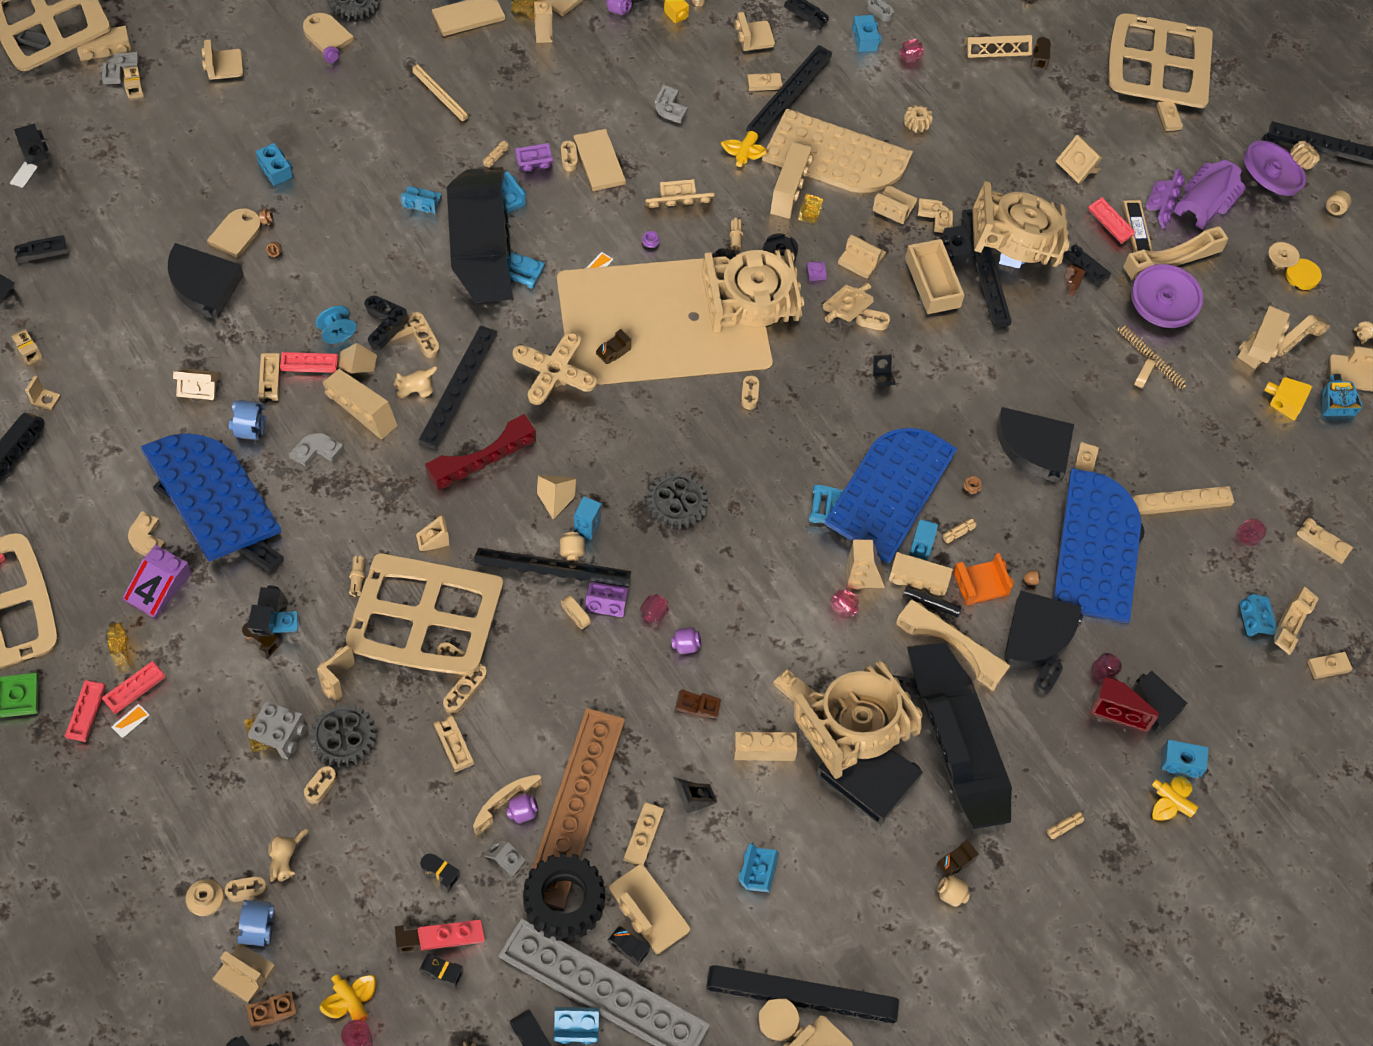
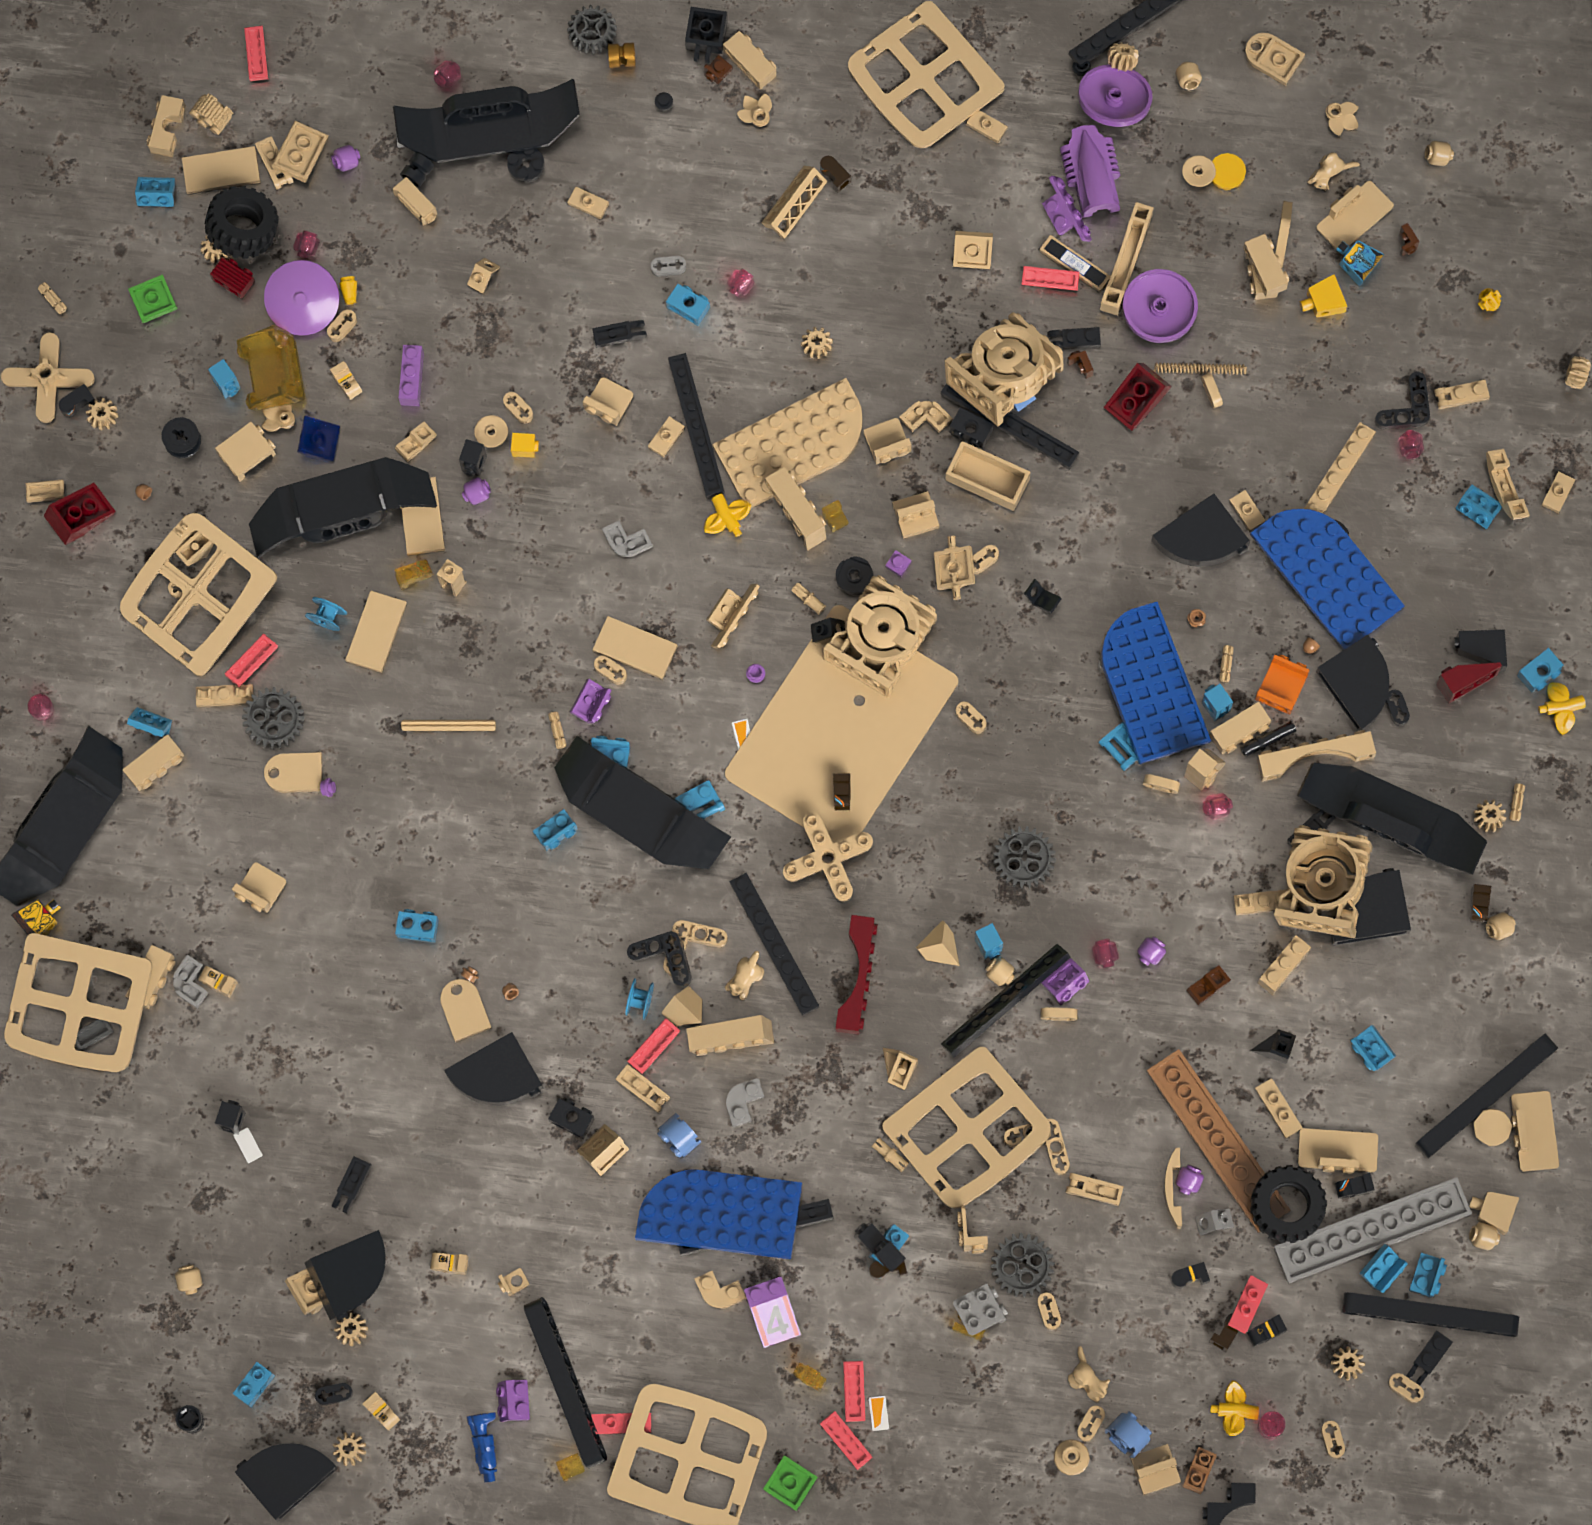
camera: 40 degrees left, 15 degrees up
(203, 338) = (580, 1126): none -> black brick
(824, 552) = (1161, 784): none -> tan beam
(1027, 813) = (1492, 822): none -> tan gear
(1090, 329) = (1137, 396): none -> dark red slope
(1106, 666) = (1427, 659): clear pink head -> none
(1278, 517) = (1416, 408): none -> black beam

